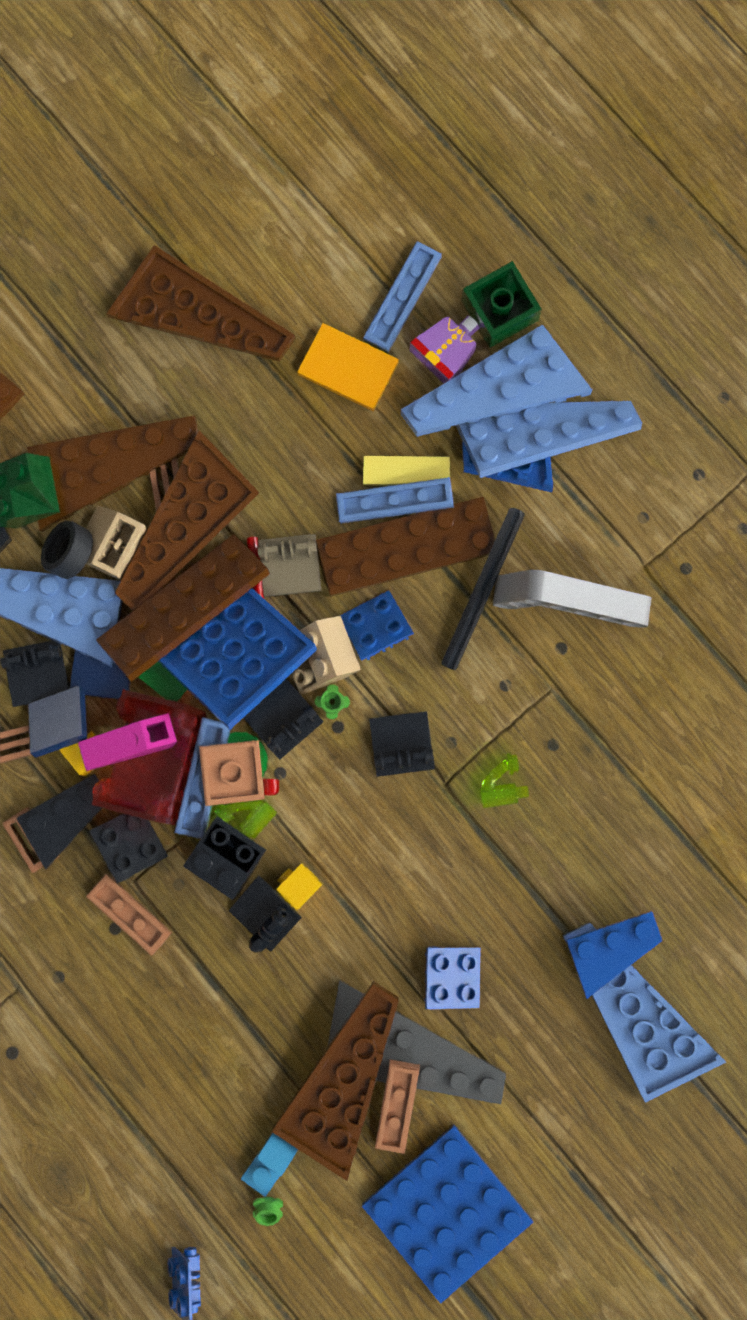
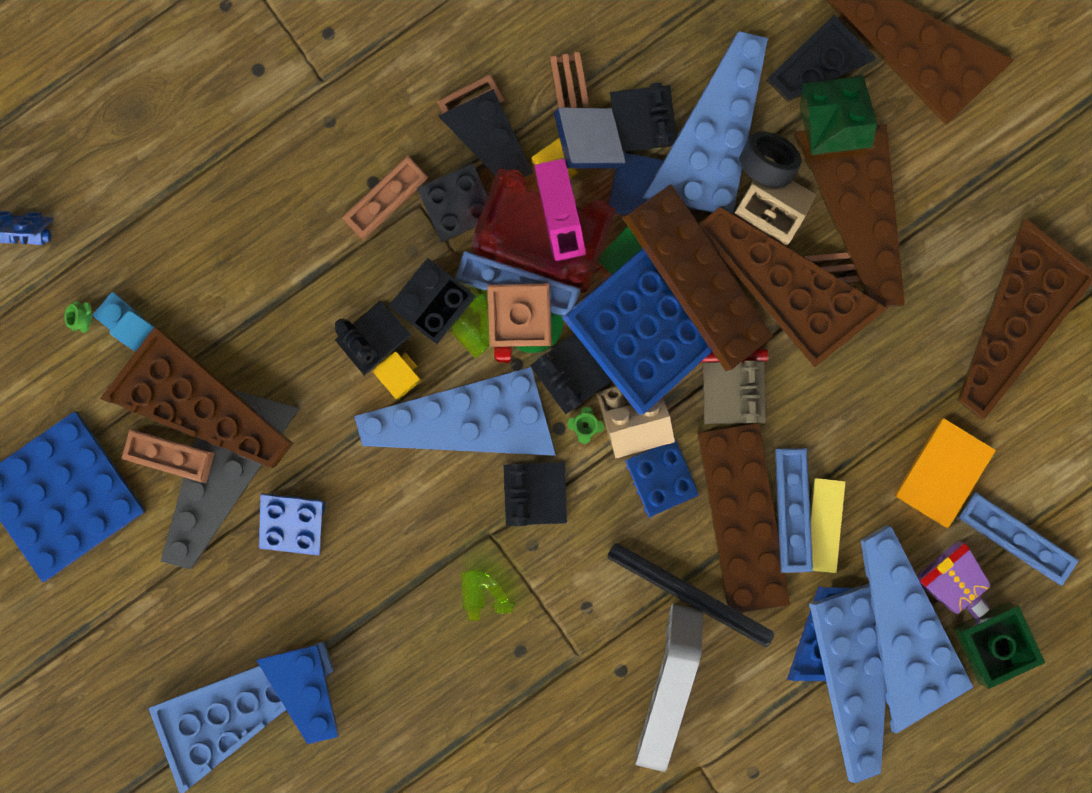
camera: 90 degrees right, 5 degrees up
(332, 801) = (480, 417): none -> medium blue wing

